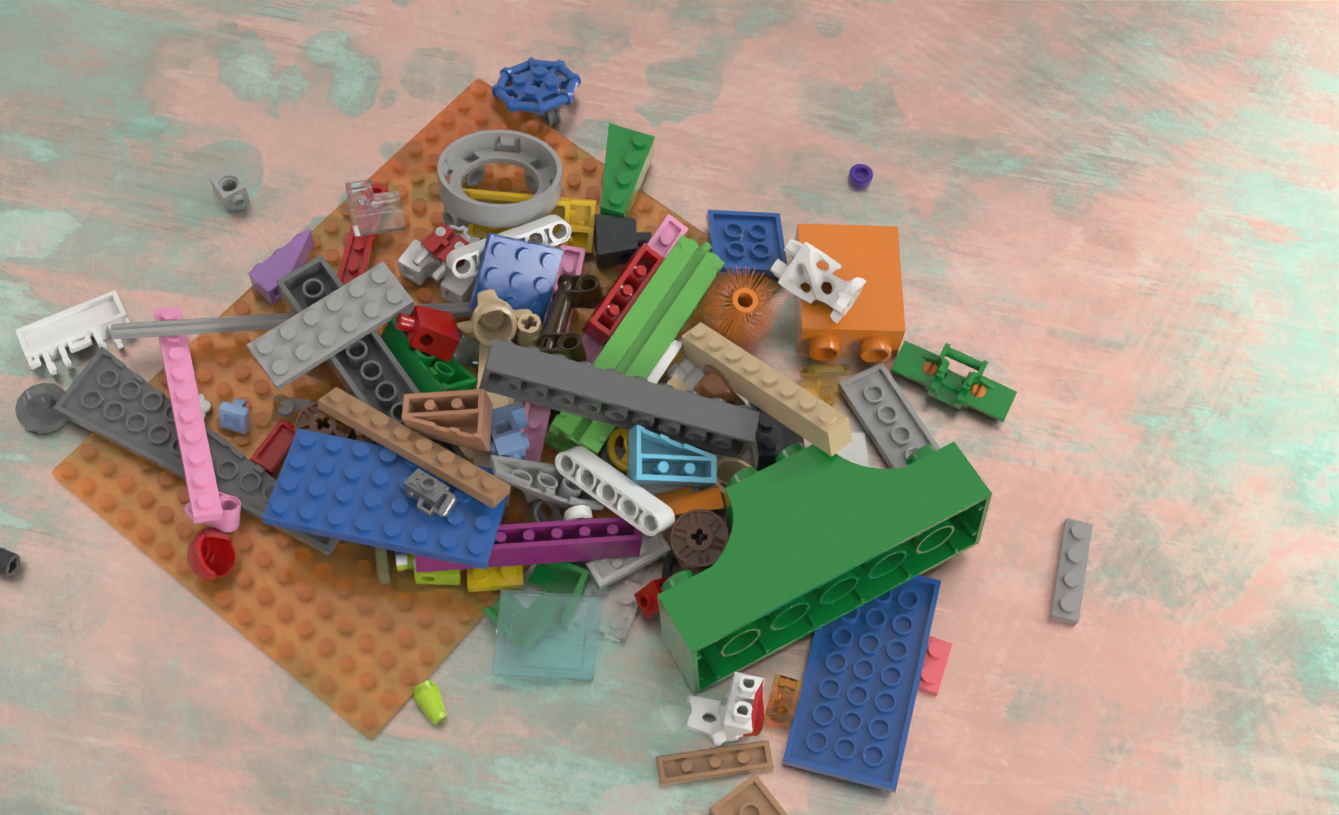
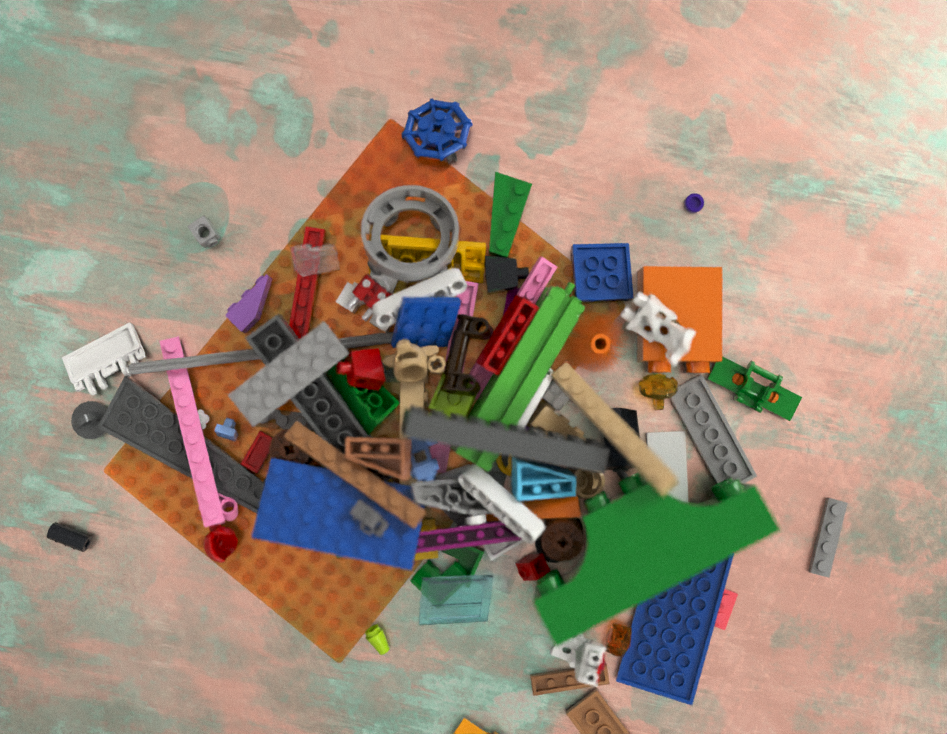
camera: 10 degrees right, 25 degrees up
(714, 386) = (573, 416): dark orange piece -> none

